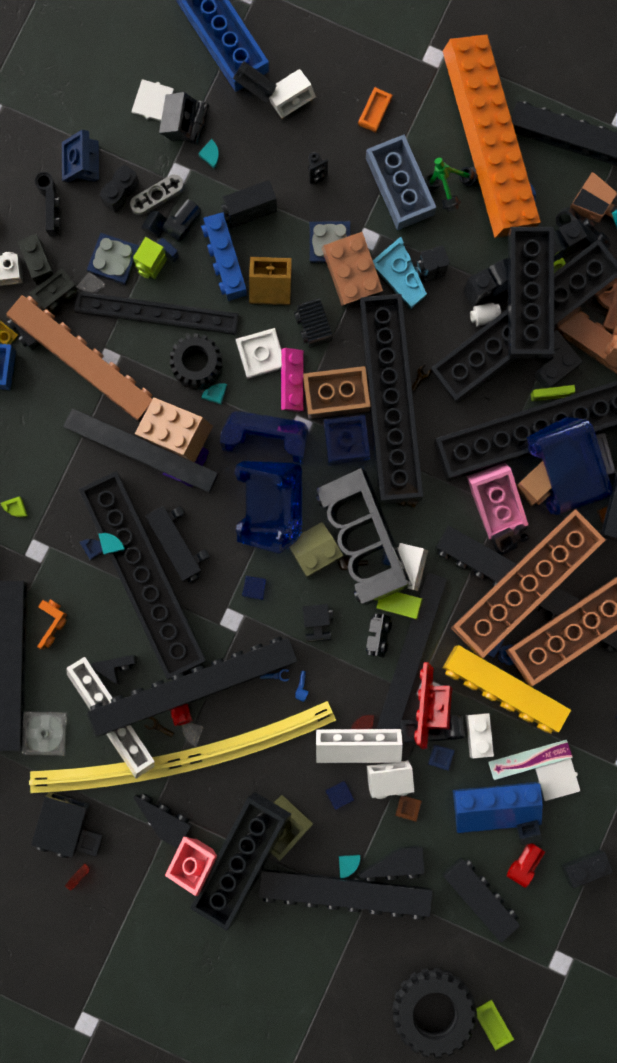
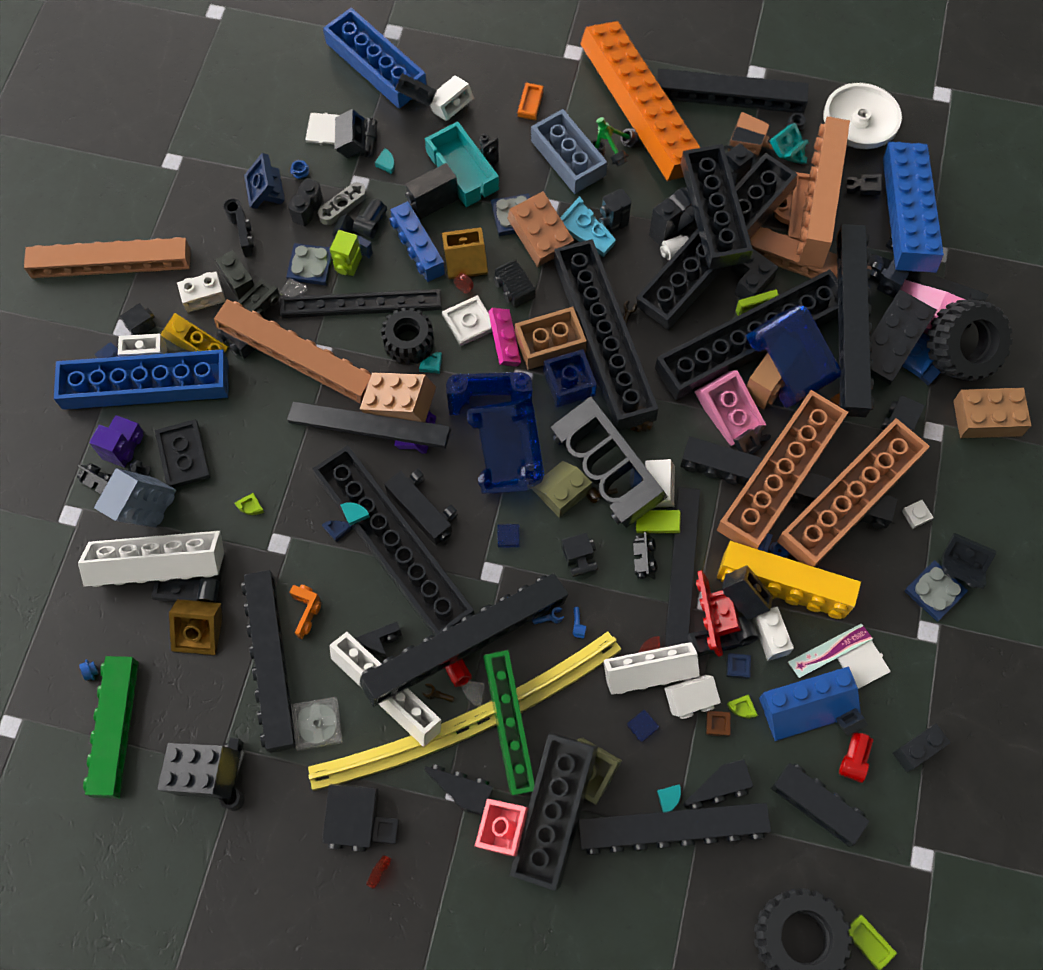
camera: 10 degrees left, 15 degrees down
(119, 141) = (299, 165): none -> blue plate
(216, 772) = (509, 722): none -> green brick
(263, 312) = (463, 283): none -> clear red tile
(288, 175) = (472, 169): none -> teal piece
(435, 796) = (743, 707): none -> lime tile
(463, 697) = (747, 592): none -> black brick

